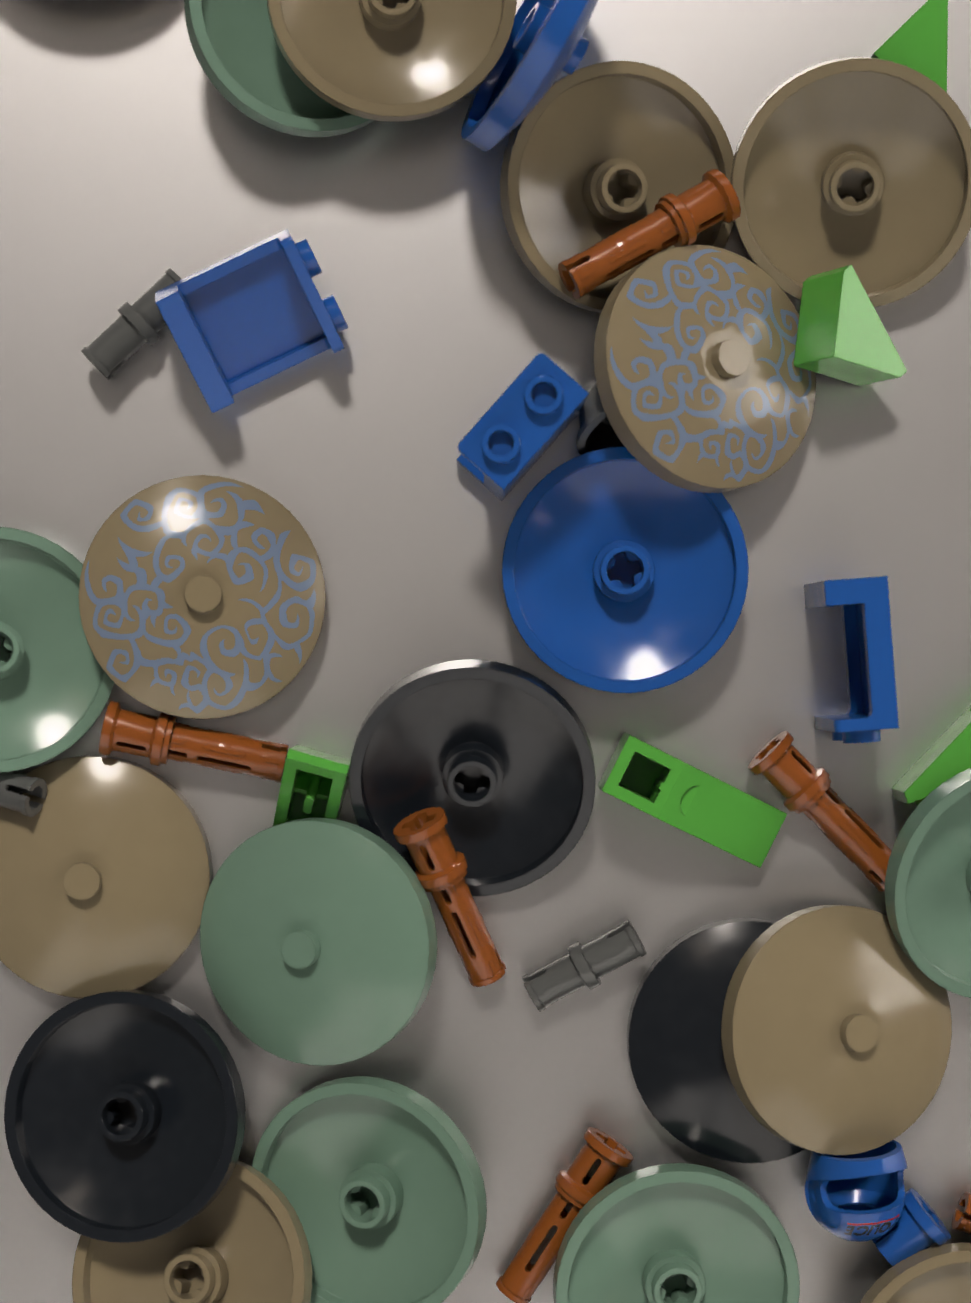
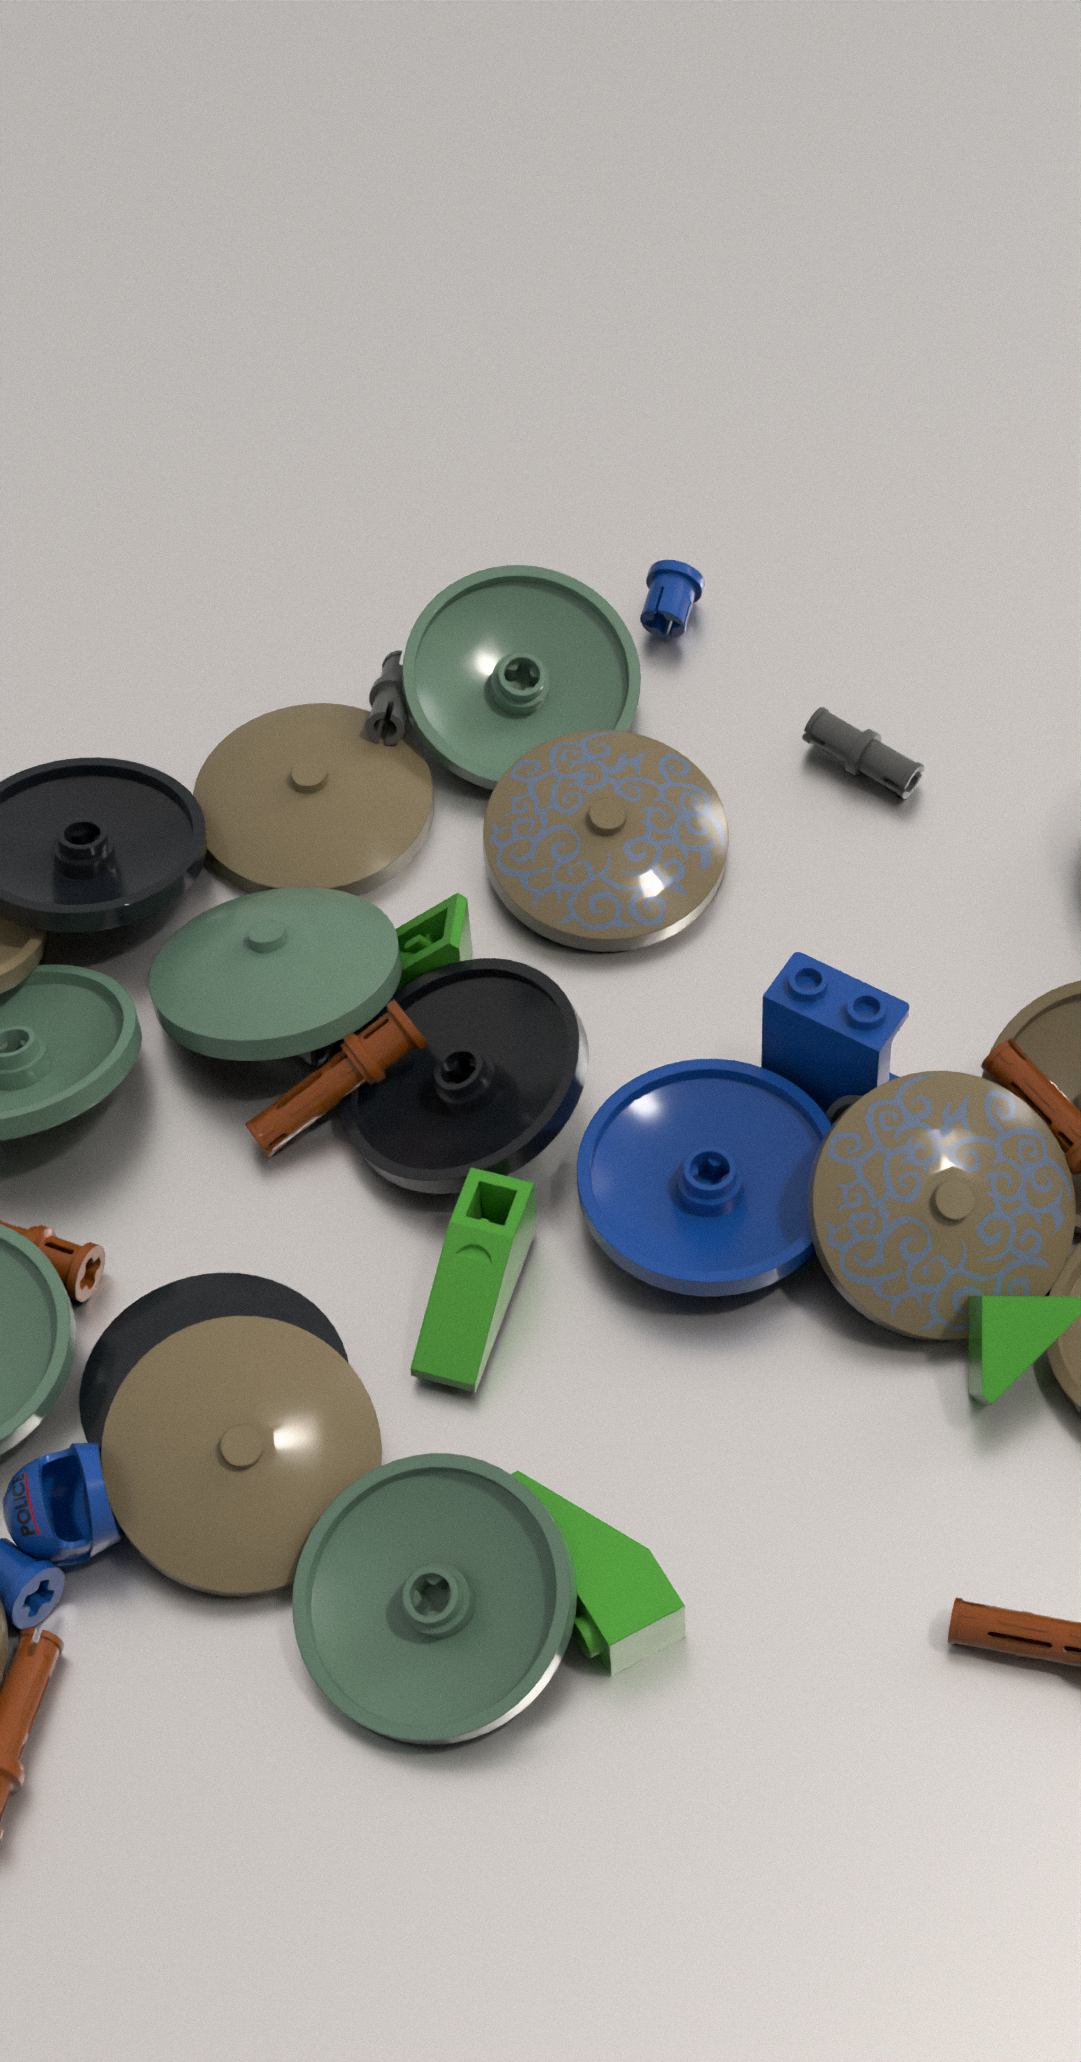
camera: 80 degrees right, 35 degrees down
(166, 739) = (458, 831): dark orange pin -> none
(250, 317) = (888, 824): blue panel -> none
(584, 965) = (280, 1221): dark grey pin -> none
(809, 792) = (506, 1397): dark orange pin -> none
(867, 656) = (663, 1405): blue panel -> none

